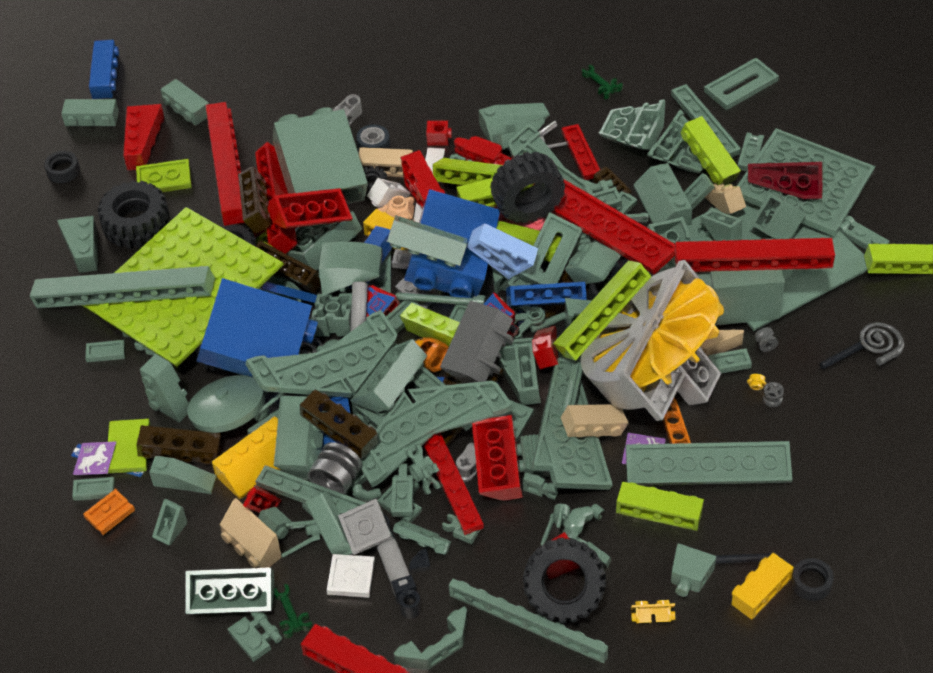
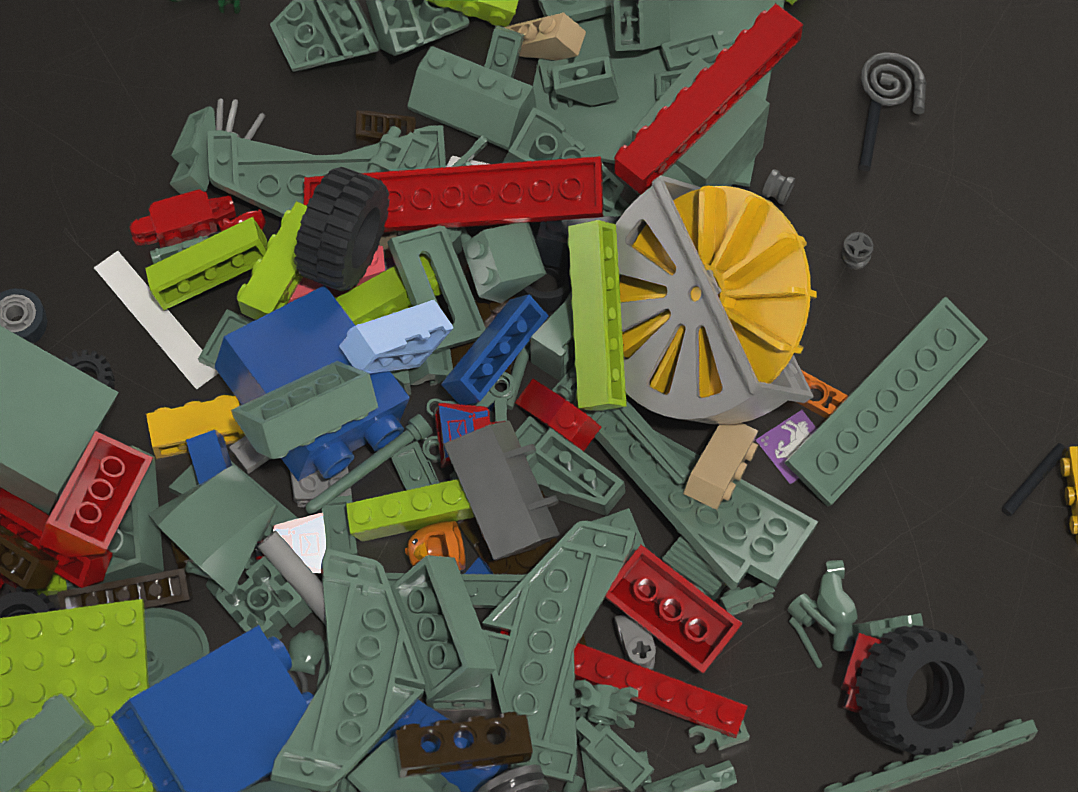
camera: 50 degrees left, 15 degrees up
(289, 292) = (181, 619): blue sticker -> none
(383, 158) = (78, 329): tan brick -> none
(384, 191) = (128, 377): white slope -> none
(399, 206) = (168, 387): light nougat rock -> none
(418, 176) = (163, 327): red wedge -> none
(438, 133) = (91, 248): red brick -> none
(496, 117) = (149, 149): sand green wedge -> none
(580, 151) = (298, 114): red plate -> none
(644, 611) = (1025, 621): yellow hinge -> none
(659, 505) = (892, 499): lime brick -> none
(691, 569) = (1004, 545): sand green torso -> none
(756, 381) = (823, 250): yellow plate -> none

